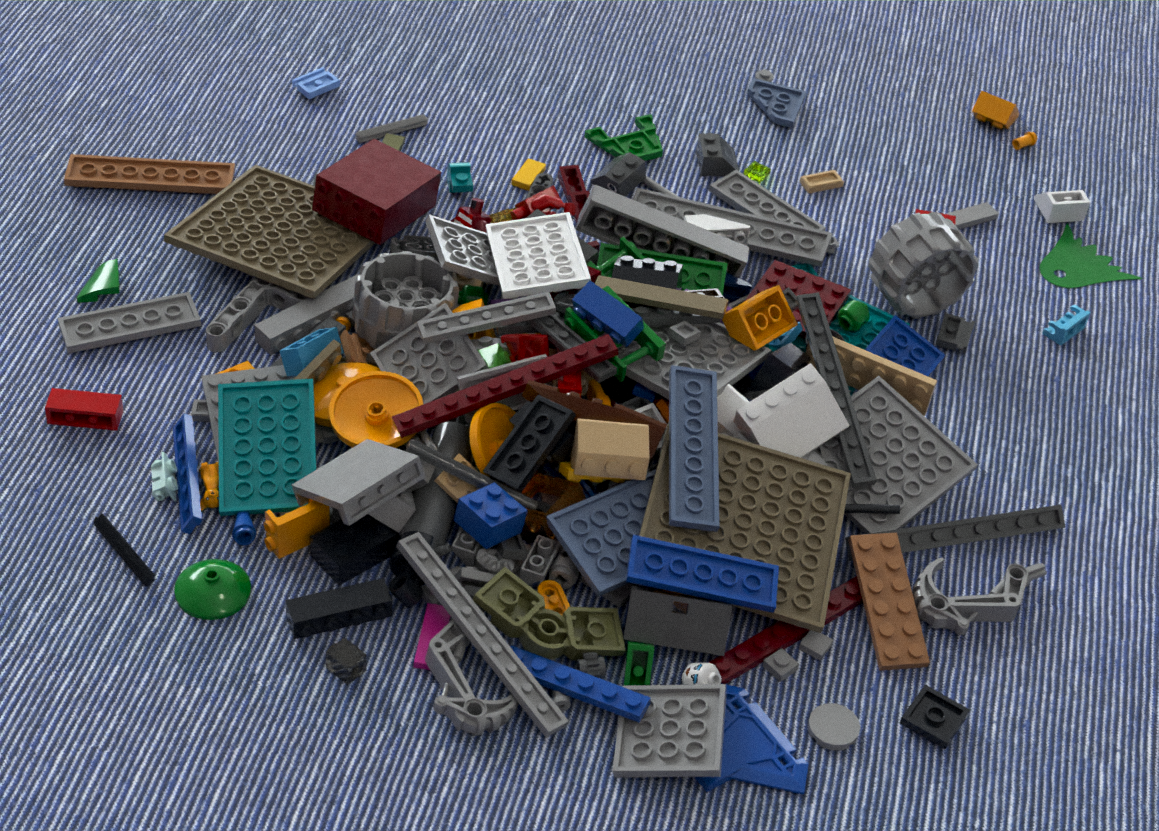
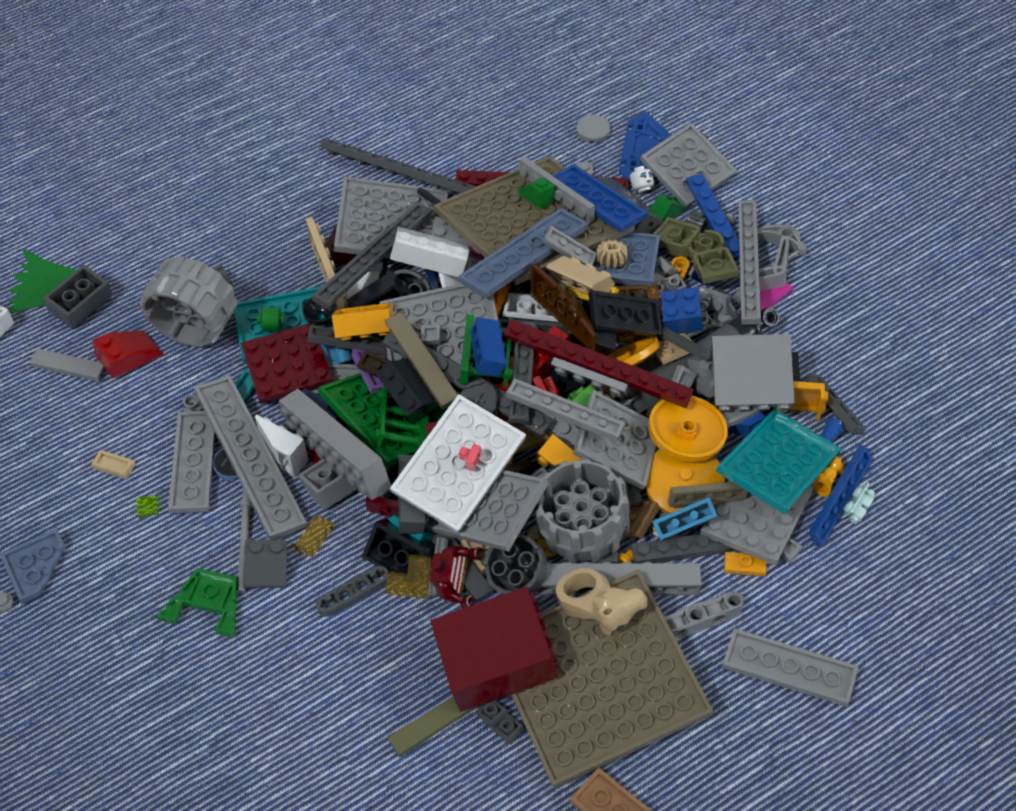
camera: 130 degrees left, 10 degrees up
(84, 409) = (880, 597): red brick -> none
(103, 281) = (784, 728): green slope -> none
(124, 550) = (921, 468): black axle -> none
(212, 589) = (878, 415): green dish -> none
(260, 556) = (839, 408): none -> dark grey plate
(309, 238) = (604, 604): none -> tan animal
(338, 608) = (816, 341): black brick -> none
(346, 661) = (834, 307): clear smoke brick -> none
(391, 128) = (386, 760): light grey axle -> none
(459, 177) = (395, 642): teal brick -> none
(524, 248) = (471, 456): none -> coral tile
(527, 173) = (327, 624): yellow tile -> none
(543, 201) = (383, 542): red torso -> none
(562, 579) = (666, 267): none -> light grey plate
(573, 187) = (313, 578): dark red slope -> none
(615, 513) = (611, 253): none -> tan gear
(656, 477) = (568, 246): none -> light grey tile
(715, 155) = (164, 536): dark grey slope -> none
(768, 540) = (539, 193): none -> green slope
(789, 563) = (561, 192): none -> light grey plate
(888, 601) = (489, 156): medium nougat plate -> none
(905, 347) = (271, 282): blue plate -> none
(935, 716) = (536, 100): black plate -> none
(958, 611) = (424, 120): light grey piece -> none
(1029, 253) = (78, 296): none -> dark grey brick
(1067, 326) = (132, 242): medium azure hinge -> none

